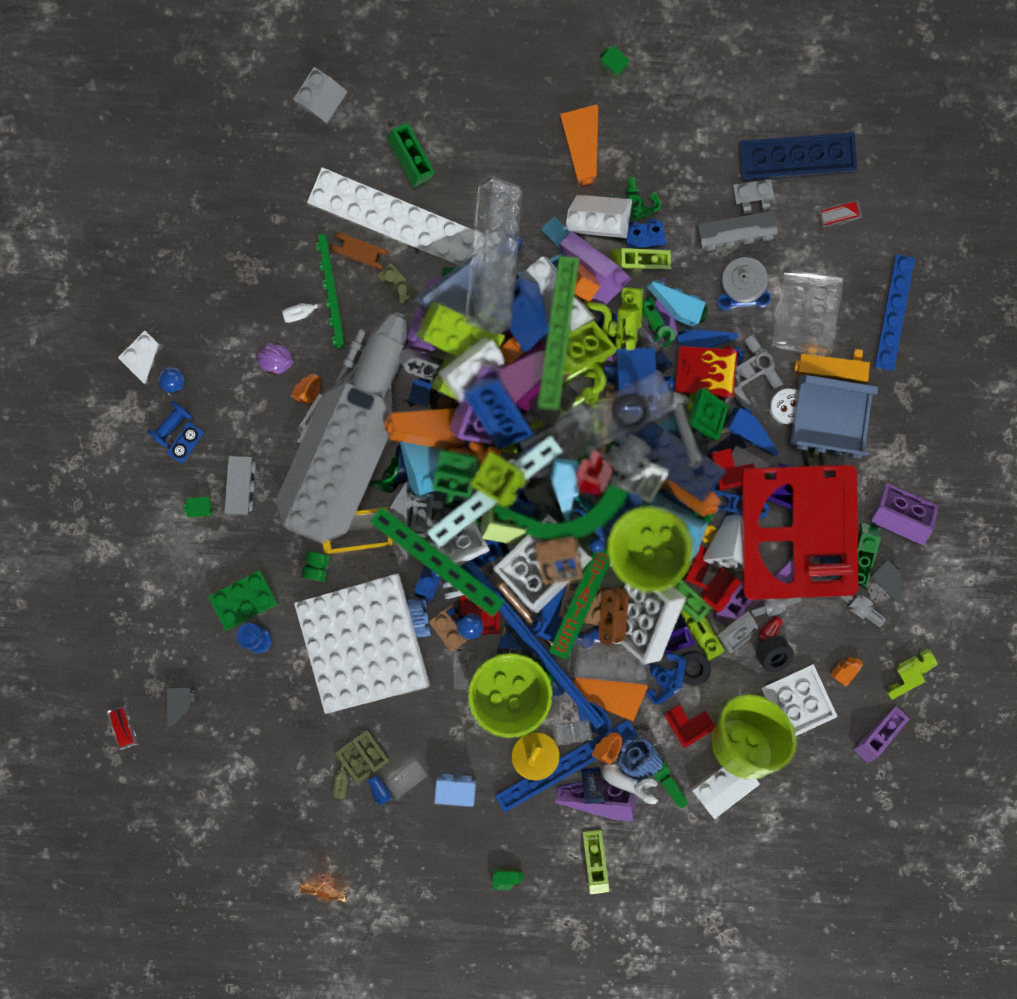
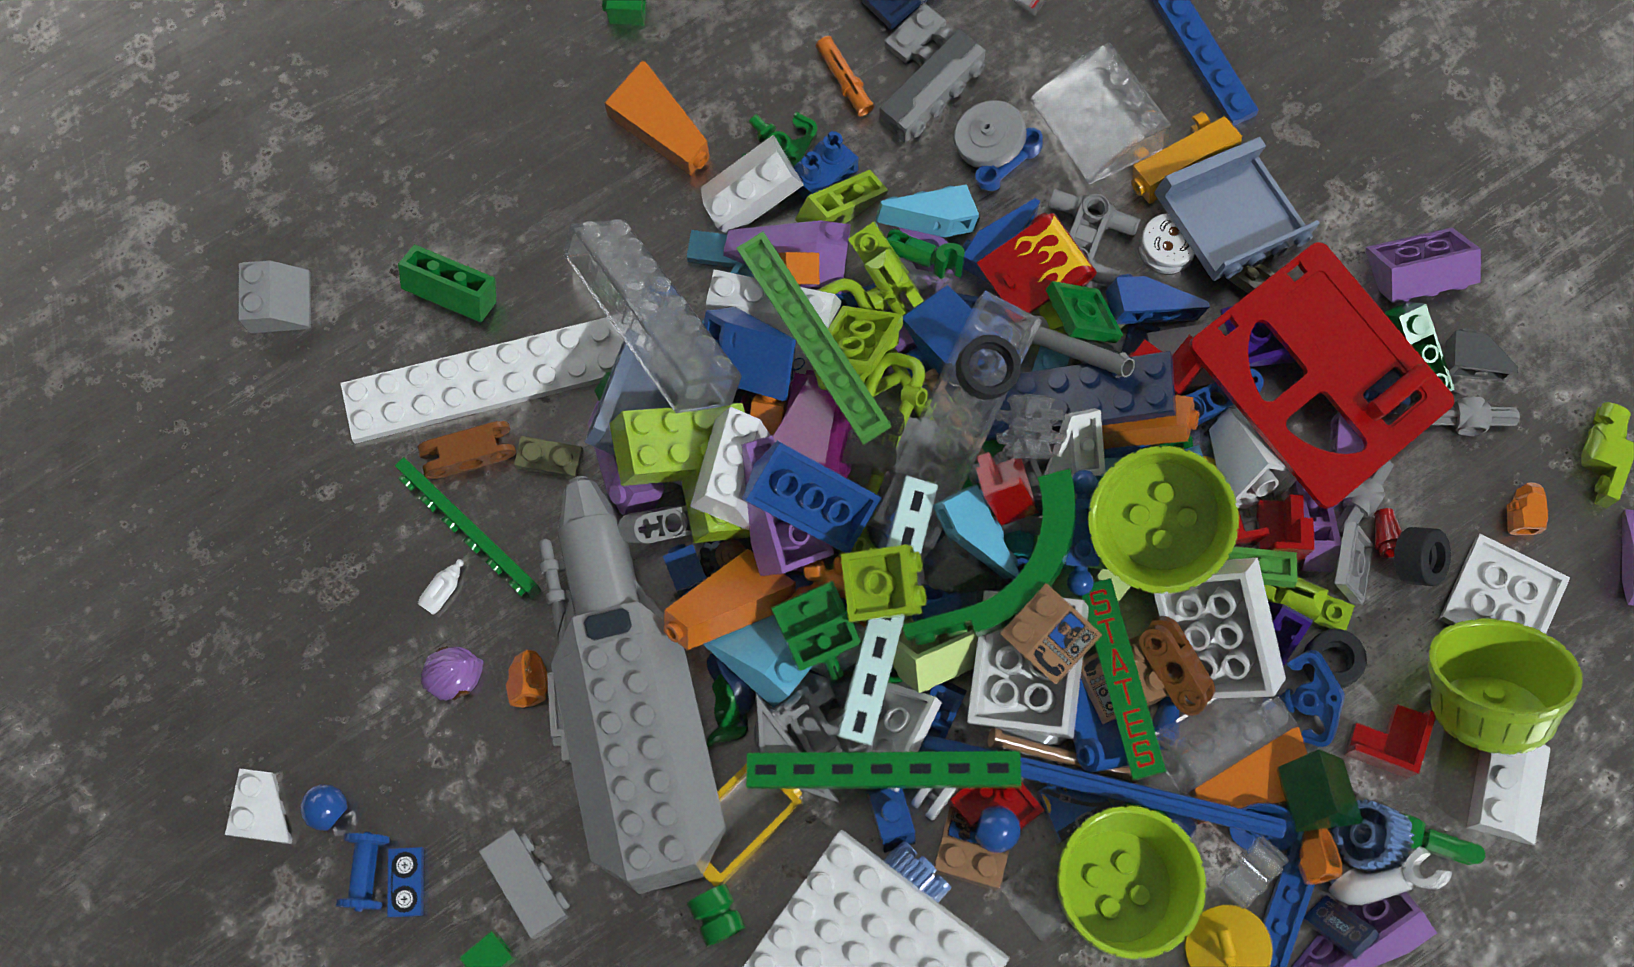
camera: 40 degrees left, 15 degrees down
(630, 721) = (1319, 792): none -> dark green slope
(700, 166) = (845, 76): none -> orange pin

